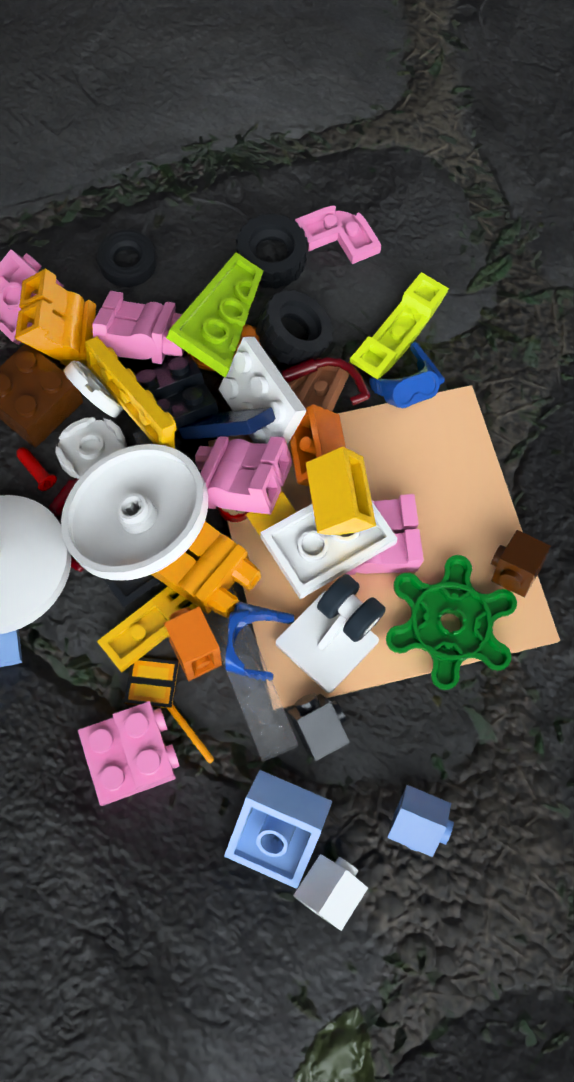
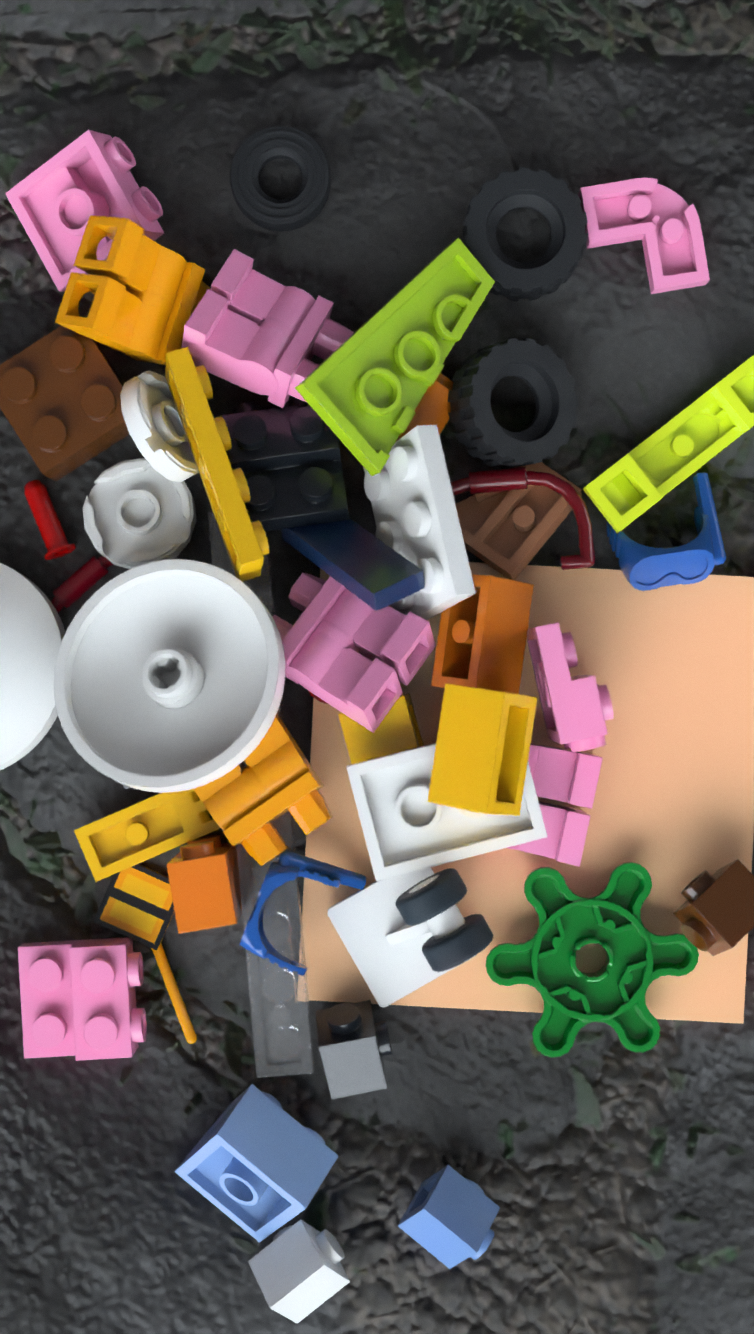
camera: 25 degrees right, 20 degrees up
(385, 460) = (573, 705): none -> bright pink plate

